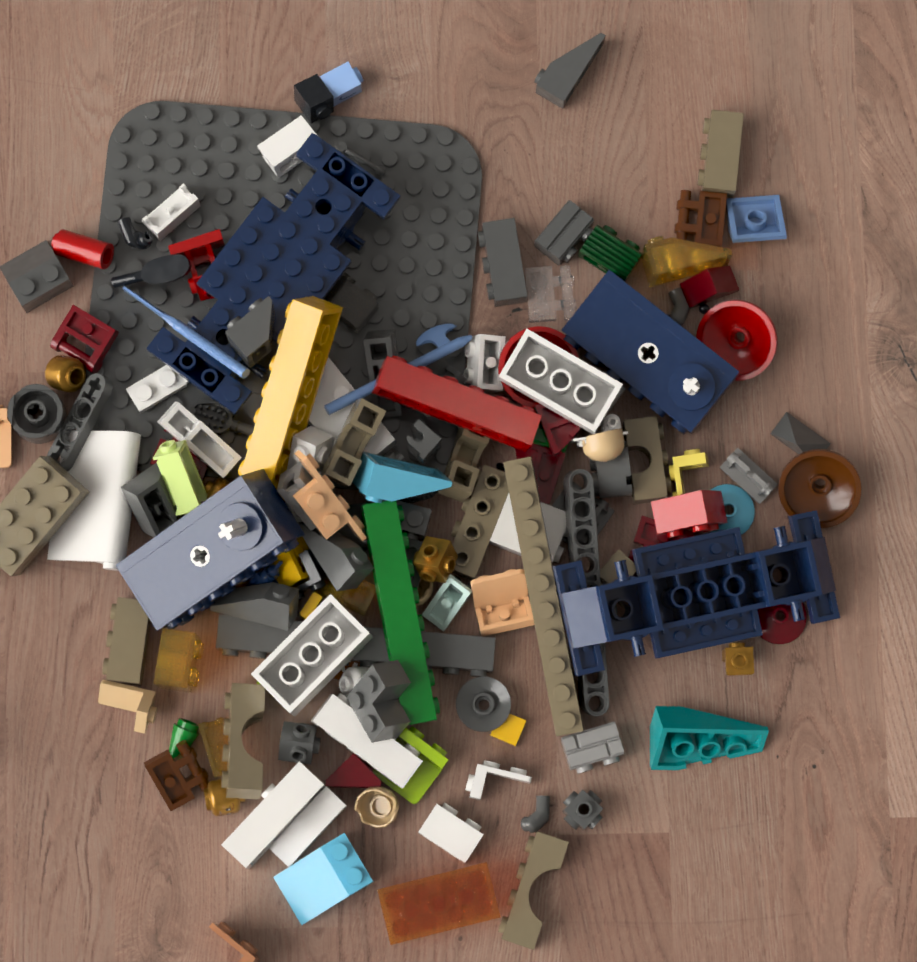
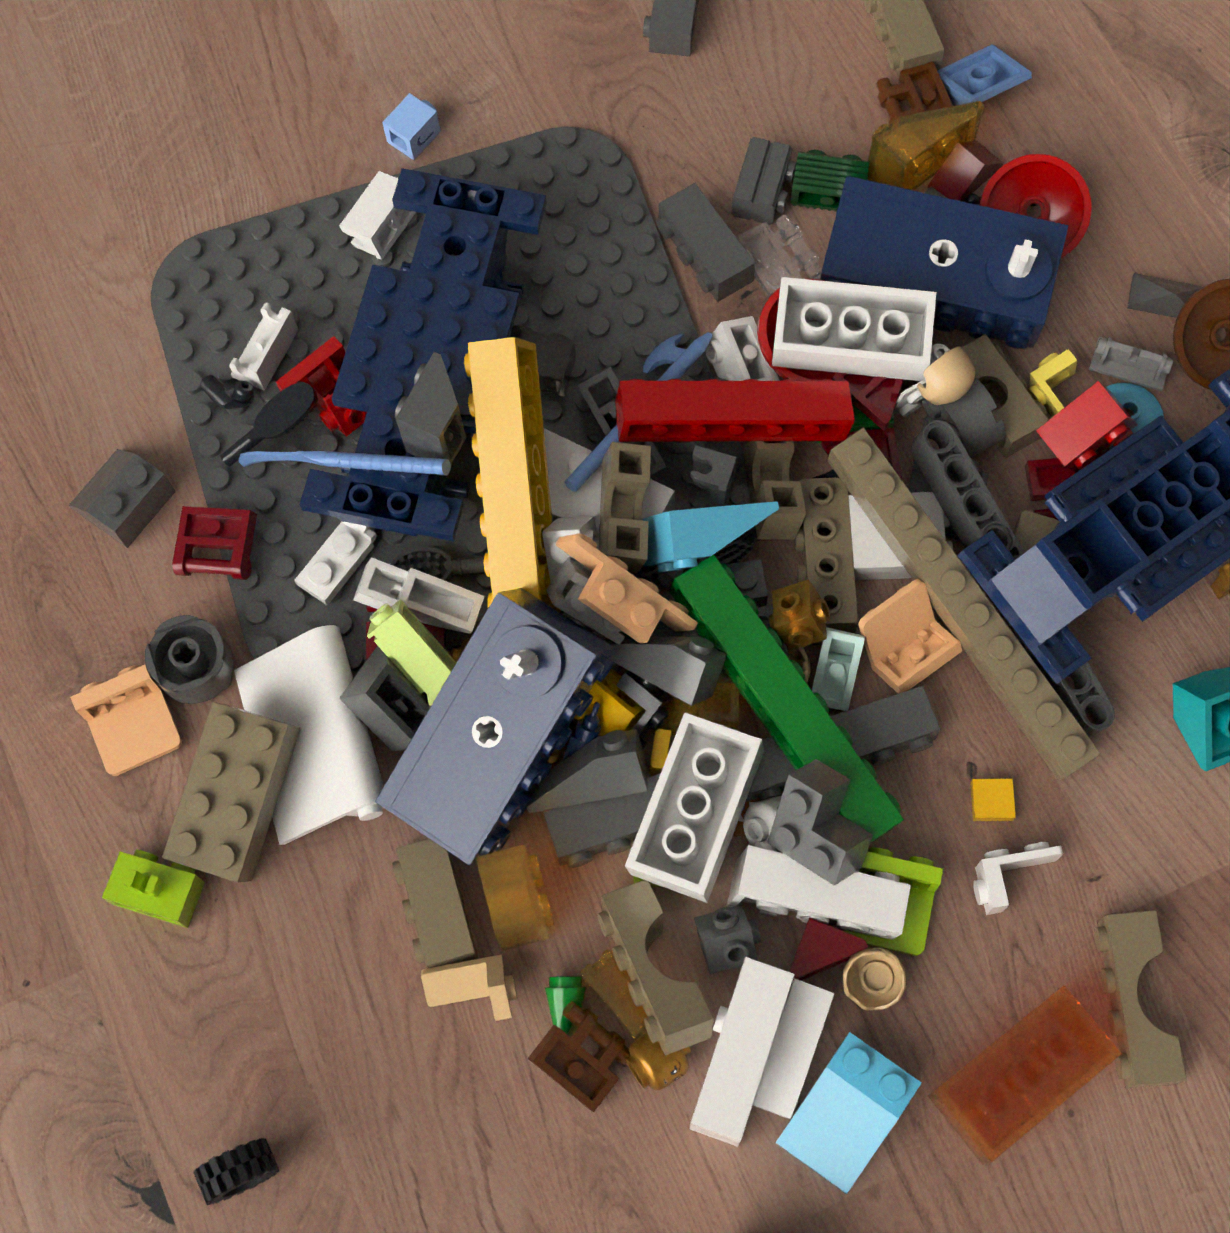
camera: 15 degrees left, 10 degrees down
(65, 373) = (207, 594): pearl gold head -> none
(83, 249) = (169, 435): red brick -> none
(83, 425) = (256, 647): dark grey beam -> none
(314, 98) = (385, 150): black brick -> none
(450, 832) = (990, 970): white brick -> none
(476, 691) = (949, 761): dark grey dish -> none
(539, 817) = (1094, 899): dark grey arm -> none
(573, 815) = (1138, 868): dark grey brick -> none
(592, 746) = (1116, 773): light grey brick -> none

